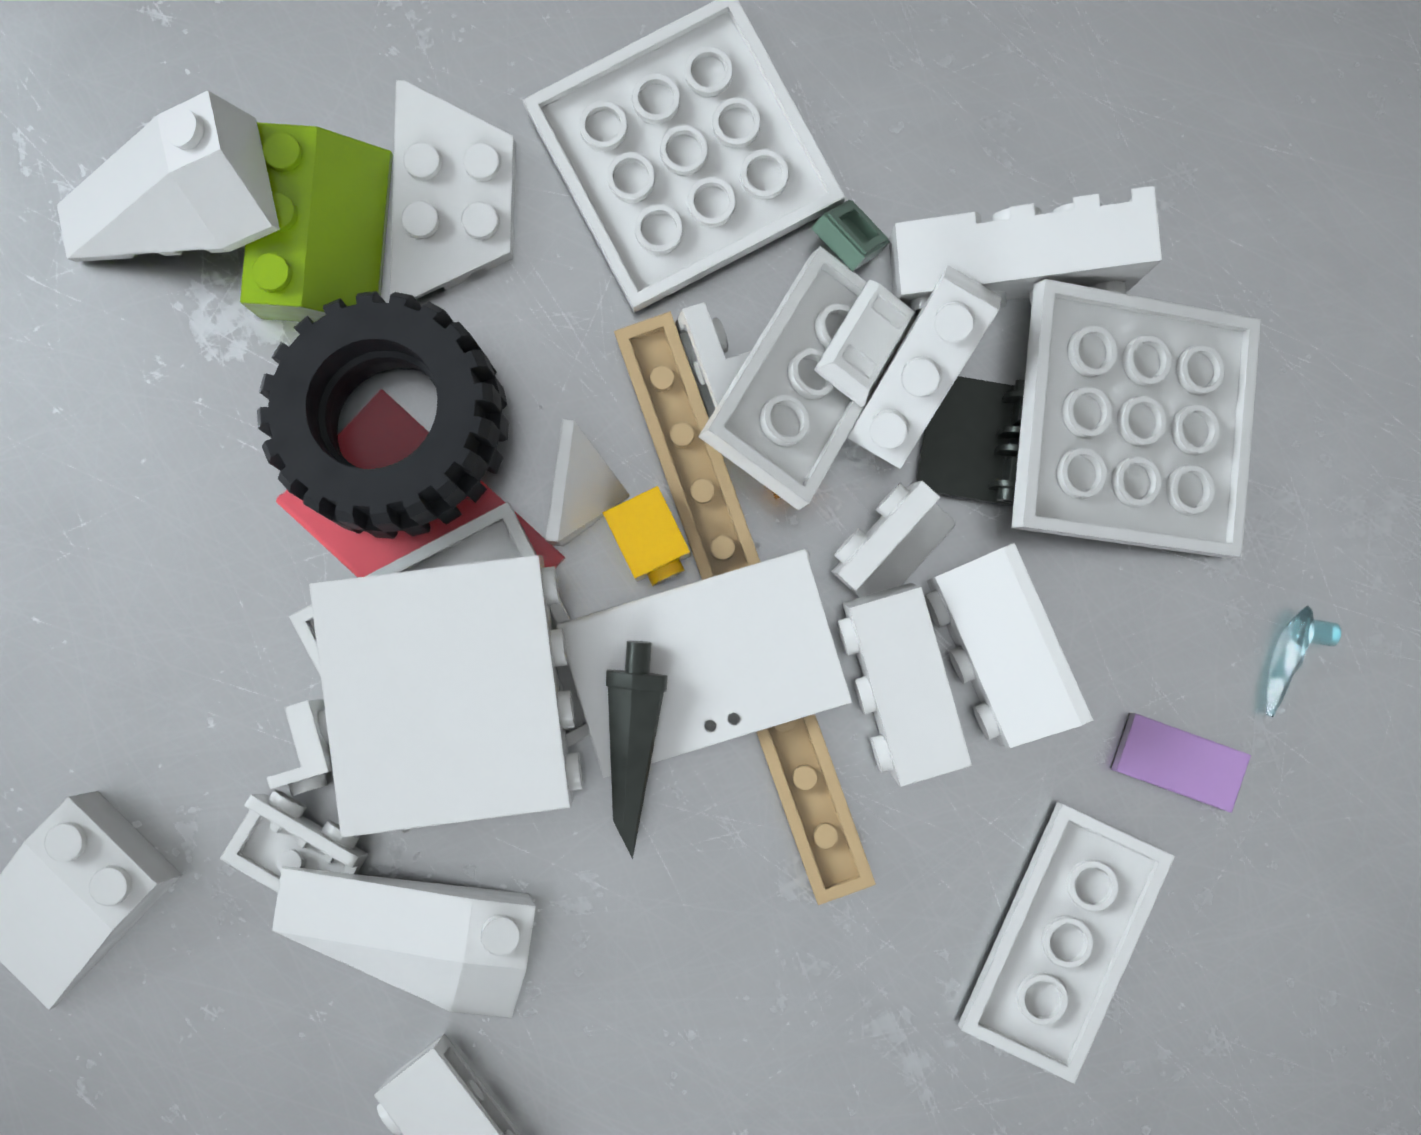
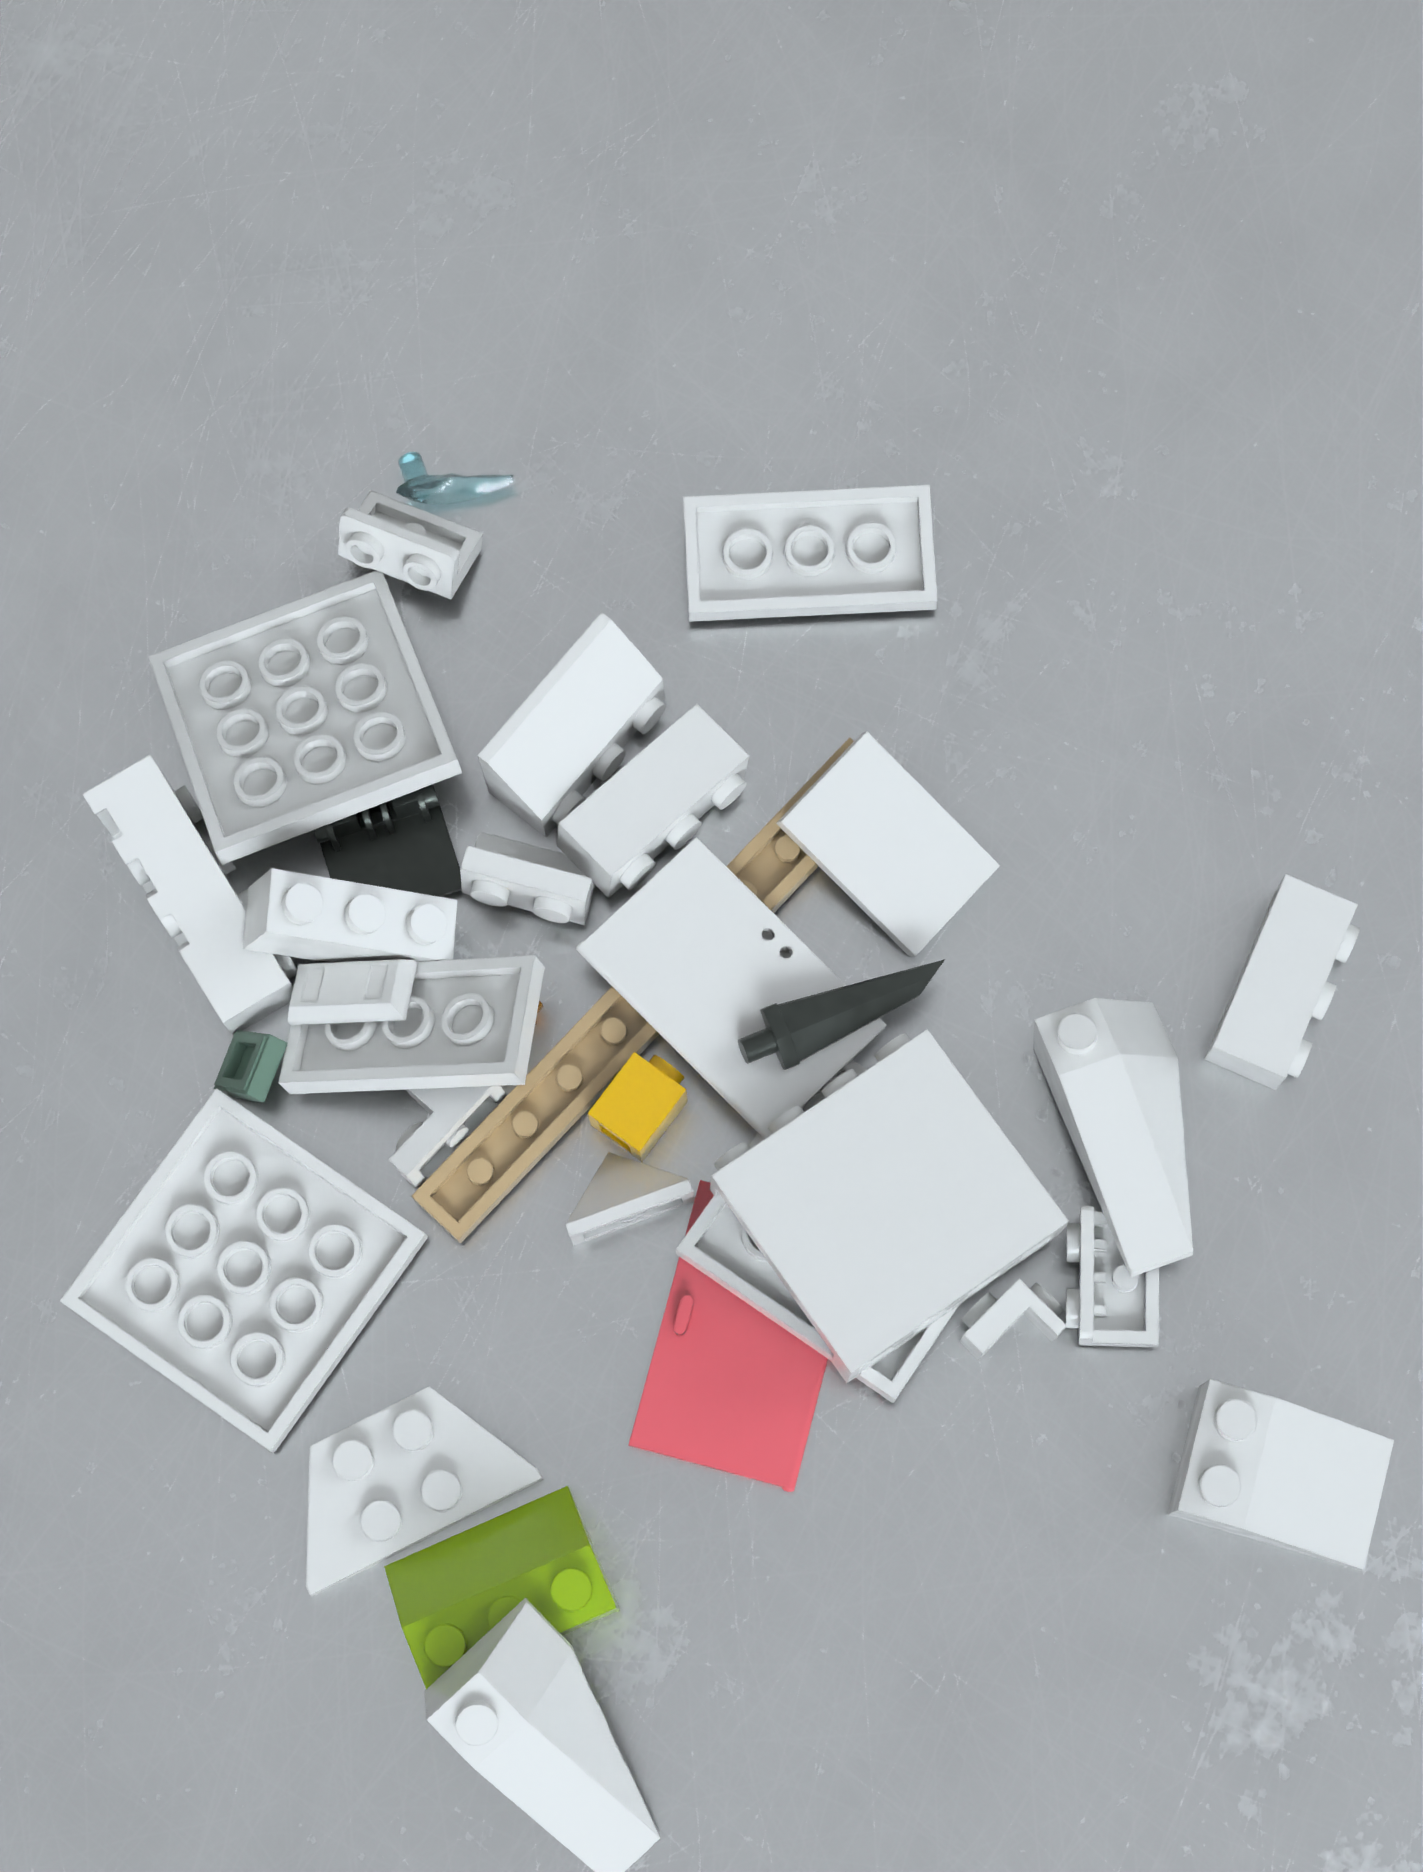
camera: 115 degrees left, 10 degrees down
(326, 367) = (564, 1424): black tyre -> none
(763, 866) = (888, 844): none -> white tile
(1181, 762) = (596, 534): lavender tile -> none
(1252, 591) = (408, 544): none -> white bracket

